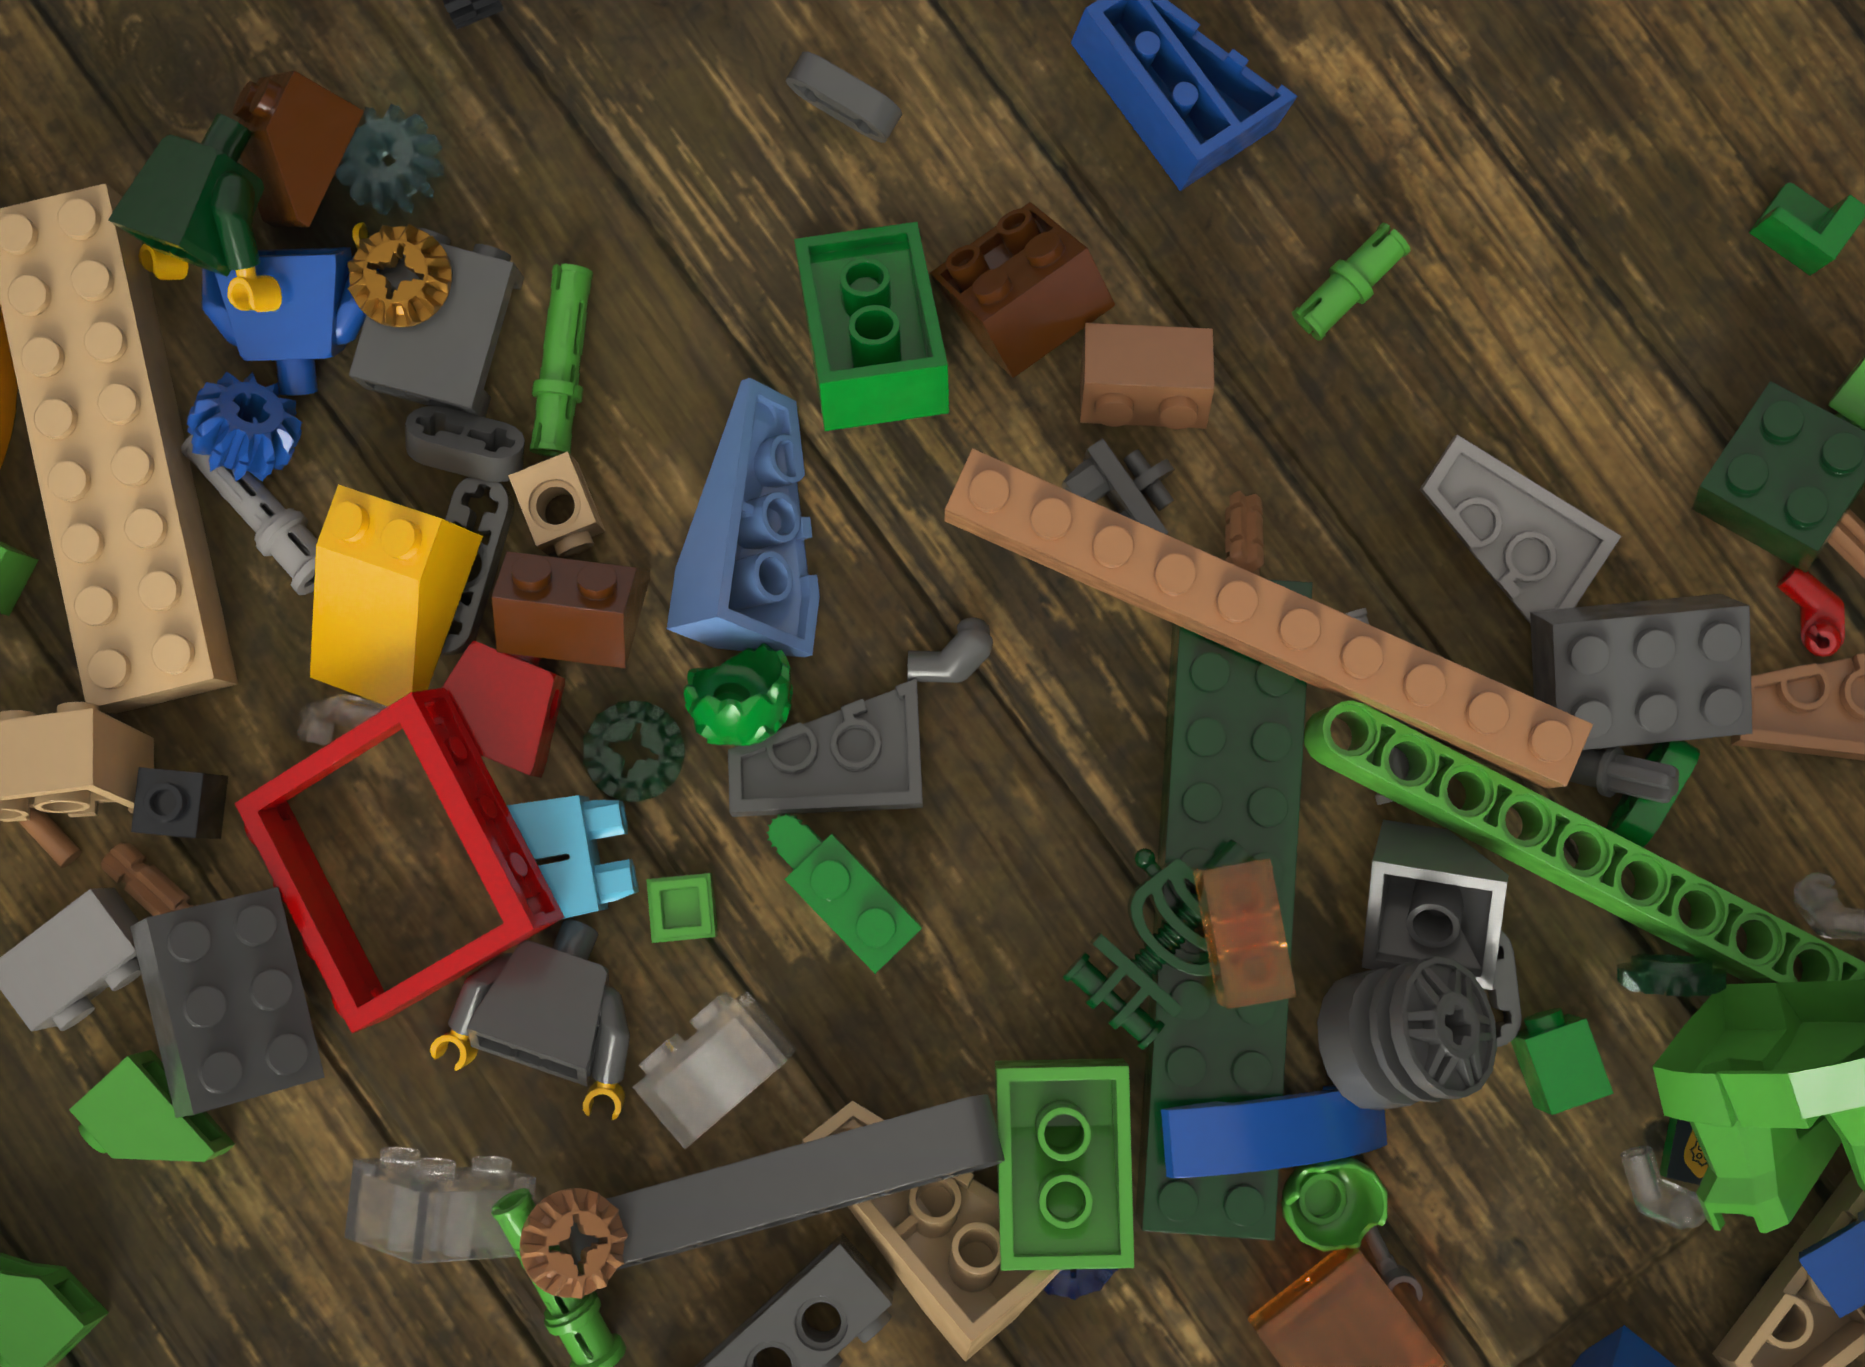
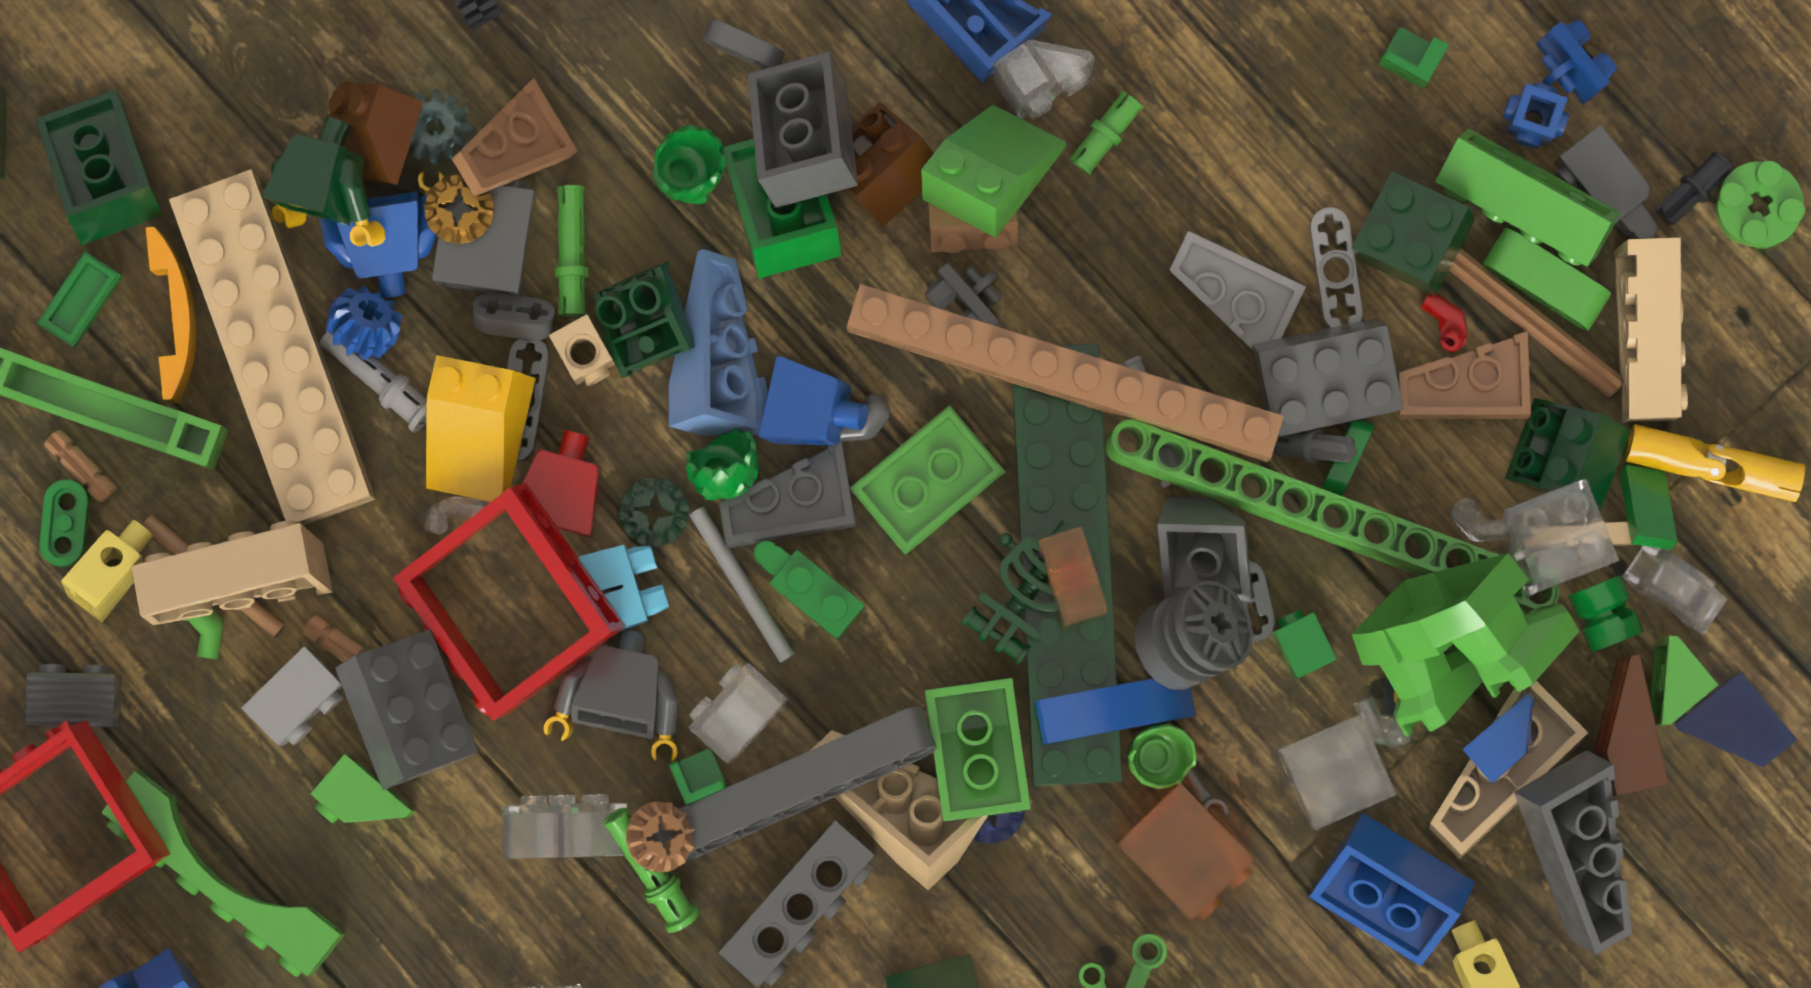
camera: 10 degrees left, 0 degrees up
(179, 803) = (353, 583): black brick -> none
(493, 193) = (515, 143): none -> medium nougat wing
(567, 609) = (602, 420): reddish brown slope -> none
(644, 1153) = (698, 776): none -> green panel
(649, 471) = (643, 320): none -> dark green slope
(682, 907) = (700, 614): bright green tile -> none
(744, 253) = (689, 164): none -> green hair
(747, 872) = (742, 584): none -> light grey bar
(874, 625) = (808, 407): none -> blue torso
(913, 219) = (802, 129): none -> dark grey brick
(1034, 752) = (927, 480): none -> bright green tile
(1177, 310) = (989, 168): none -> bright green slope
(1244, 532) = (1051, 315): medium nougat axle -> none
(1269, 179) = (1038, 73): none -> clear slope
(1591, 1259) = (1336, 772): none -> clear brick
(1644, 472) = (1320, 239): none -> light grey beam
(1671, 975) = (1369, 577): clear green gear -> none

